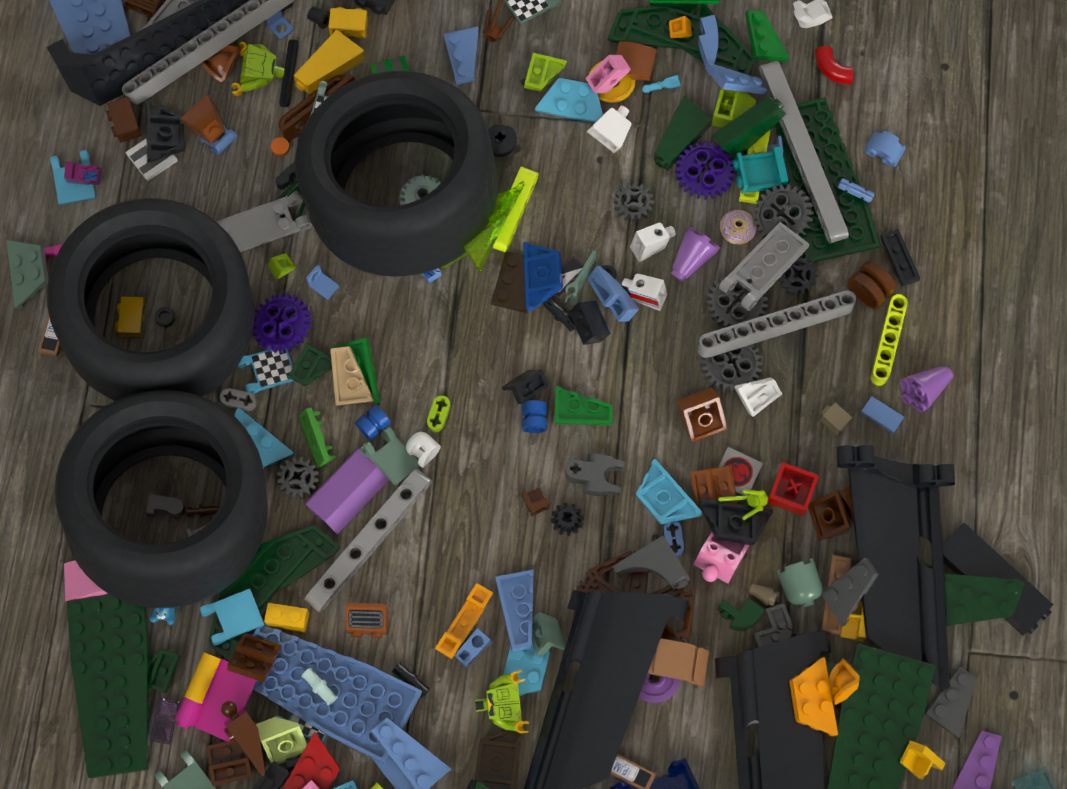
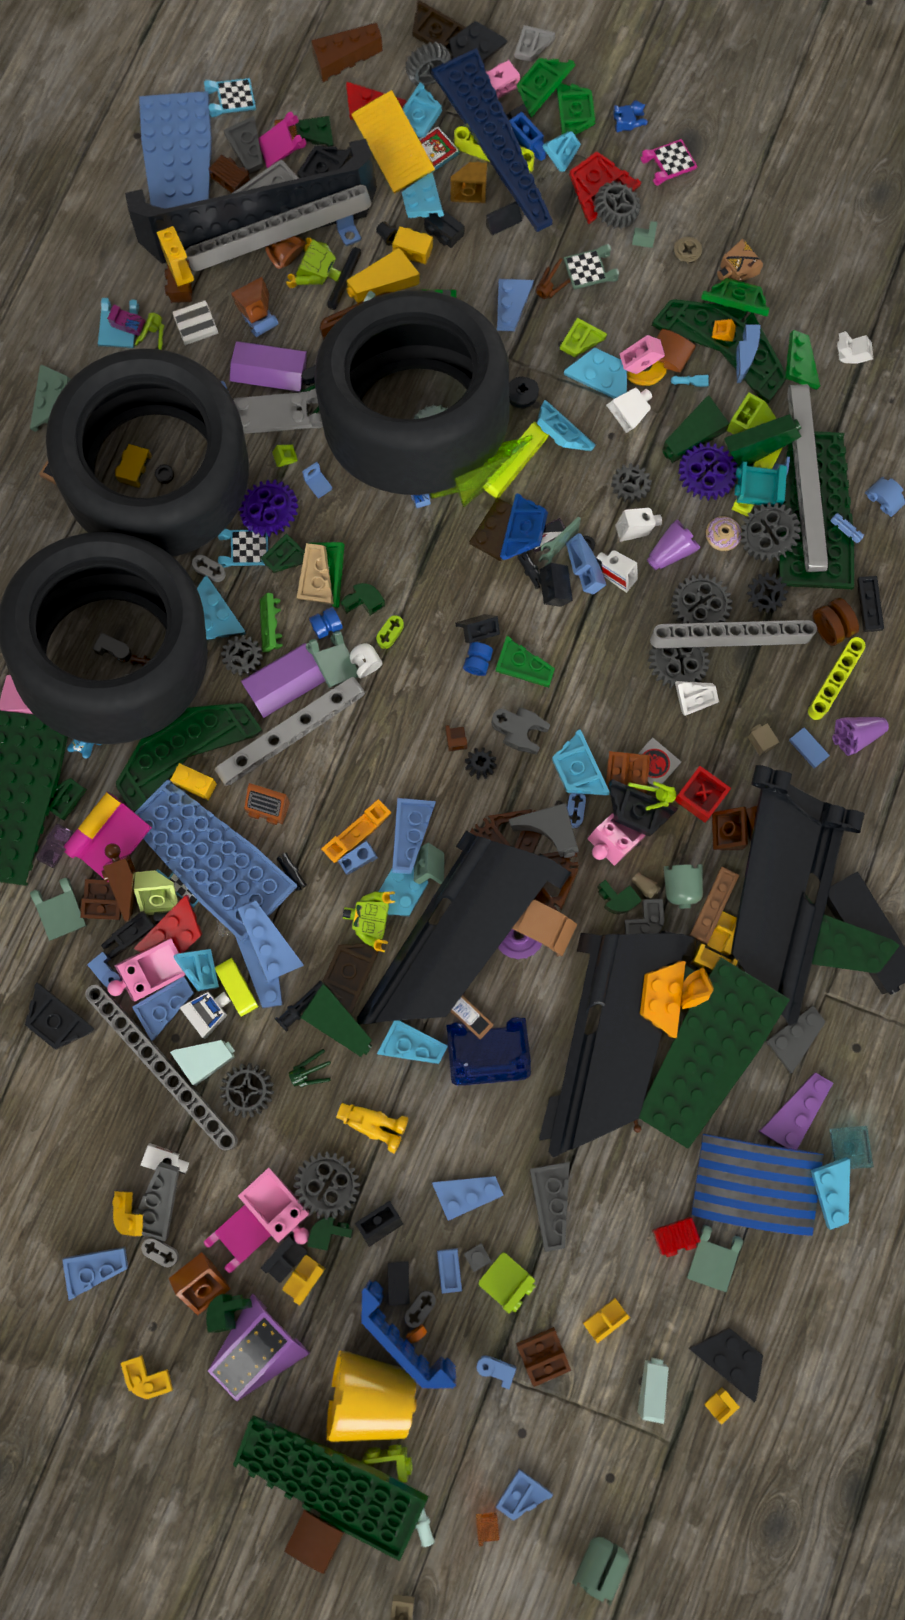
camera: 15 degrees right, 5 degrees up
(109, 169) = (152, 324): none -> lime plant
(116, 97) = (175, 256): none -> yellow panel
(163, 133) = (211, 302): black wing -> none
(236, 614) = (147, 766): medium azure flag -> none
(238, 181) = (267, 366): none -> medium lavender slope
(254, 657) = (151, 810): reddish brown slope -> none
(280, 147) = (314, 344): orange tile -> none
(319, 686) = (203, 854): light aqua pin -> none
(405, 384) = (365, 595): none -> dark green brick
(550, 167) = (561, 429): none -> medium azure wing
(702, 414) = (636, 700): dark orange slope -> none
(736, 81) = (760, 392): medium blue wing -> none
(765, 264) = (739, 574): light grey hinge -> none
(832, 69) = (857, 407): red cylinder -> none
(845, 649) = (706, 958): none -> yellow panel
(848, 590) = (725, 905): dark grey wing -> none
(920, 759) = (748, 1083): yellow panel -> none

